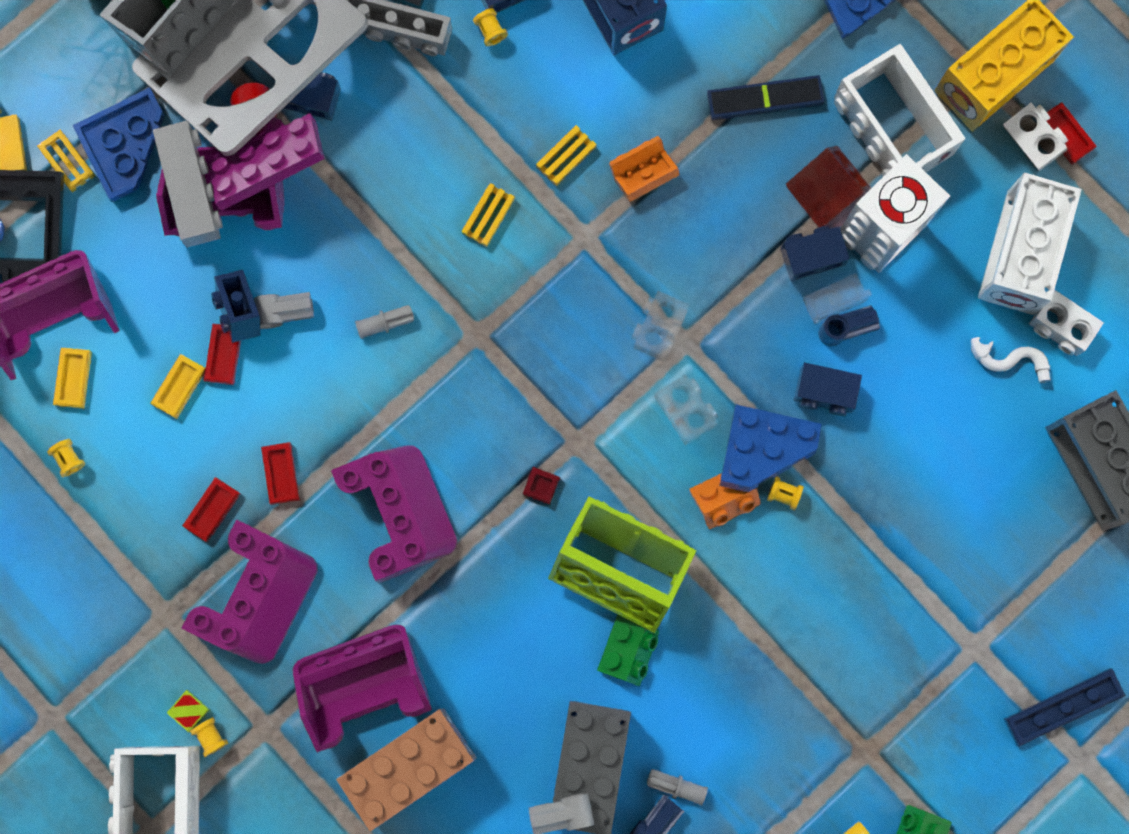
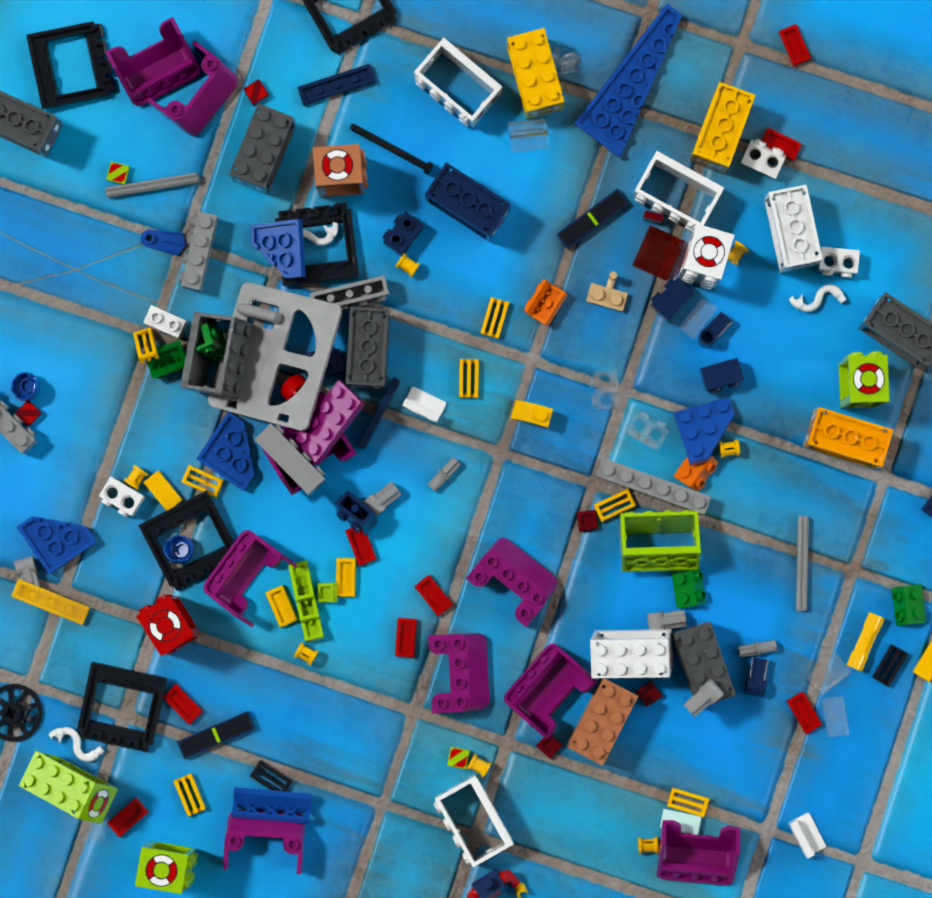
camera: 25 degrees left, 5 degrees up
(107, 389) = (306, 602): none -> lime slope
(142, 392) = (327, 592): none -> lime tile
(320, 763) = (550, 746): none -> dark red tile
(344, 195) = (379, 413): none -> dark blue tile
(375, 98) = (368, 348): none -> dark grey hose
(410, 217) = (424, 404): none -> white panel
(495, 766) = (648, 693): none -> dark red tile
(498, 697) = (631, 653): none -> white hose
(546, 305) = (531, 413): none -> yellow slope
(567, 677) = (666, 620): none -> light grey piece
(595, 486) = (629, 498): none -> yellow tile
(653, 486) = (652, 486): none -> light grey brick
(730, 206) = (607, 296): none -> tan plate
(801, 703) = (802, 563): none -> light grey axle
(846, 135) = (652, 217): none -> dark red tile
(933, 240) = (736, 253): none -> yellow bush
(958, 564) = (848, 438): none -> light orange hose
(1022, 496) = (863, 380): none -> lime hose

